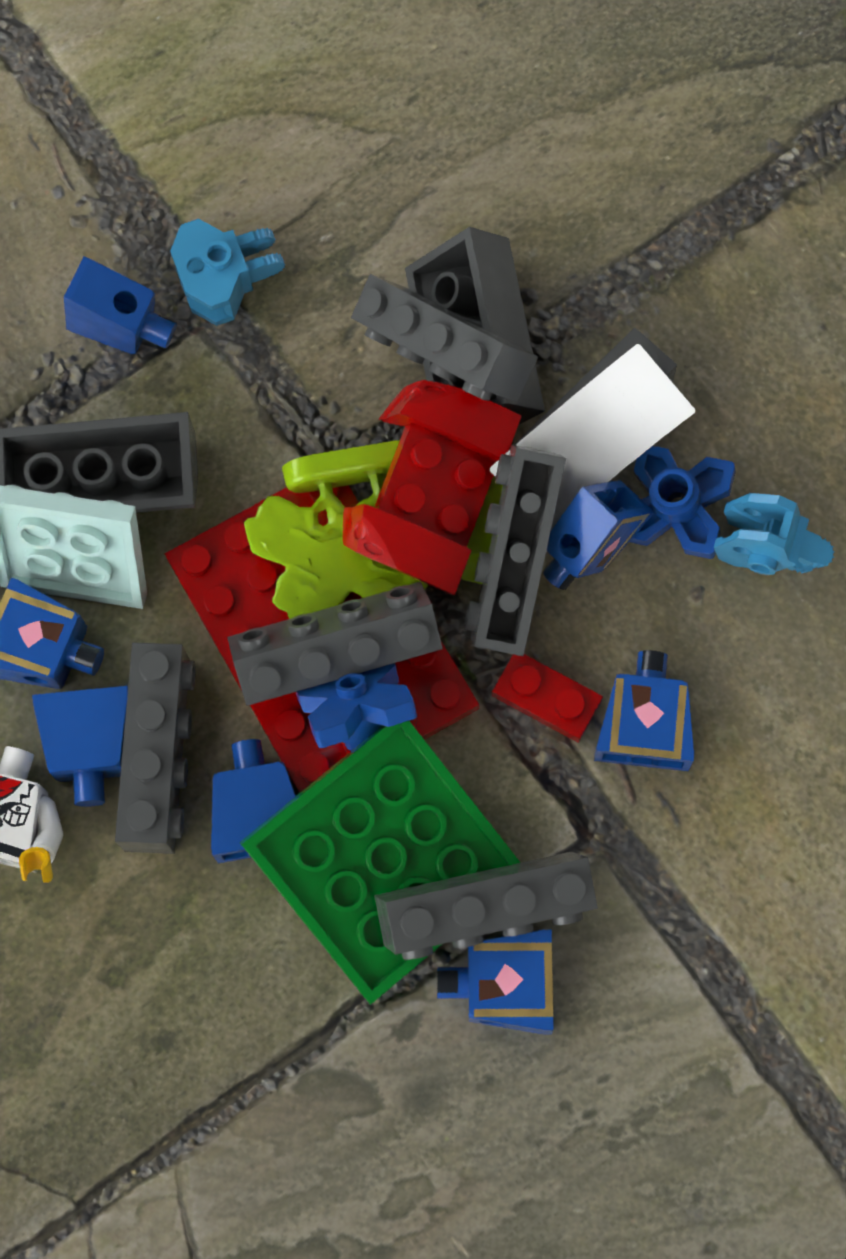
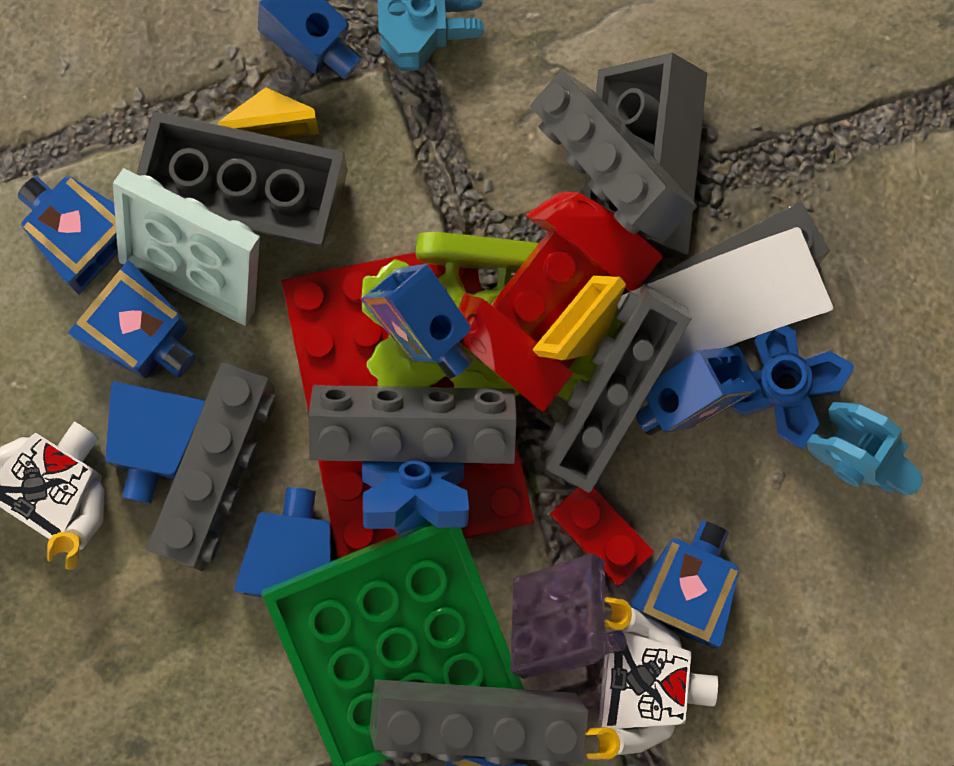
camera: 10 degrees right, 5 degrees up
(110, 401) = (273, 116): none -> yellow slope
(311, 538) = (421, 317): none -> blue torso
(466, 496) = (583, 321): none -> yellow slope
(534, 782) = (561, 618): none -> clear purple plate
(632, 818) = (645, 685): none -> torso

